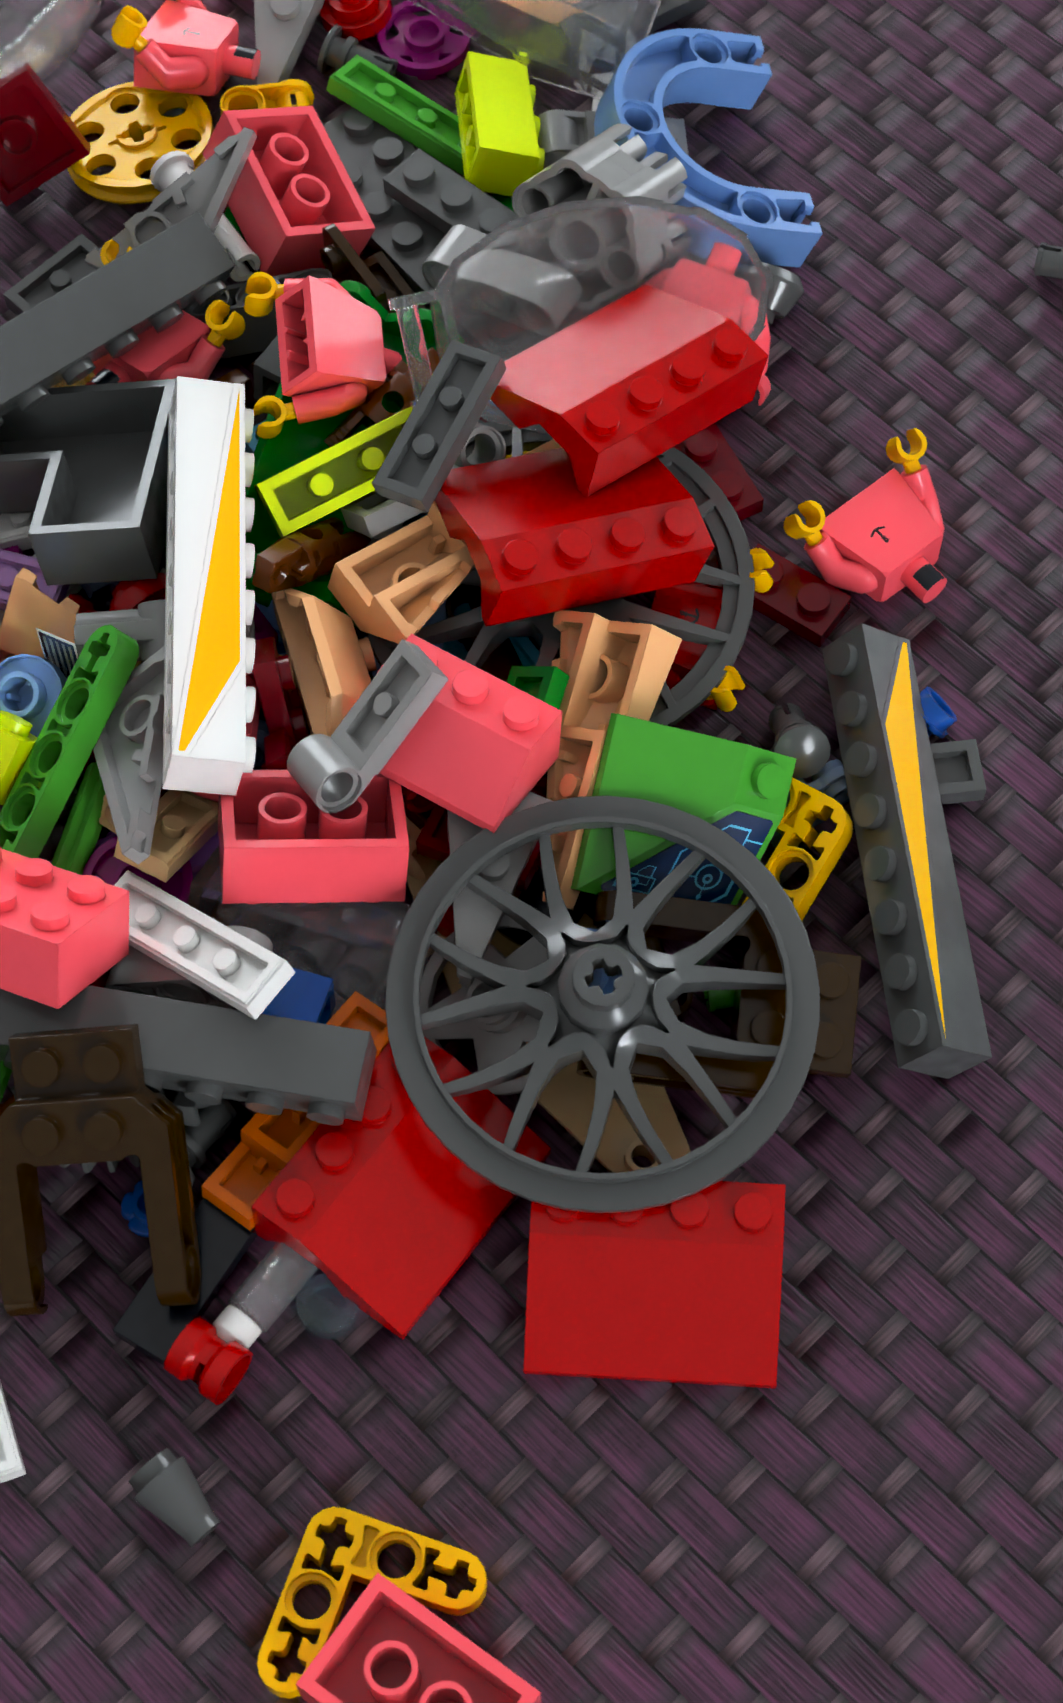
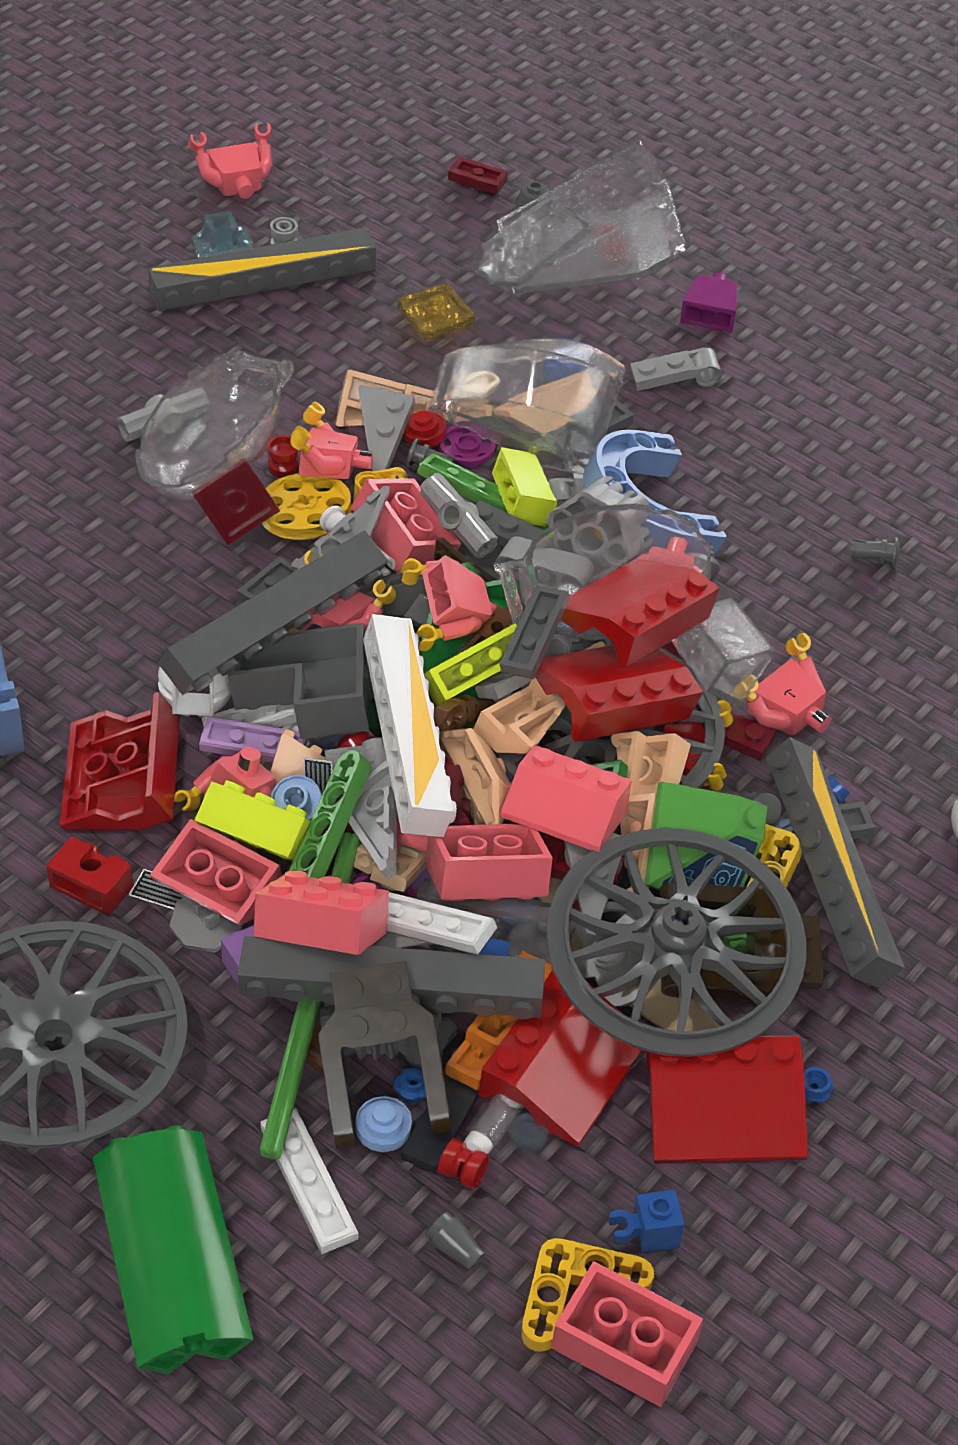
camera: 10 degrees left, 15 degrees down
(92, 1278) = (383, 1124): none -> light blue plate
(111, 62) = (282, 457): none -> red wheel
(341, 766) = (520, 797): light grey plate -> none
(373, 179) = (469, 526): none -> light grey piece
(499, 1493) = (654, 1221): none -> blue brick
(776, 460) = (726, 652): none -> clear slope
(817, 1244) = (820, 1078): none -> blue plate

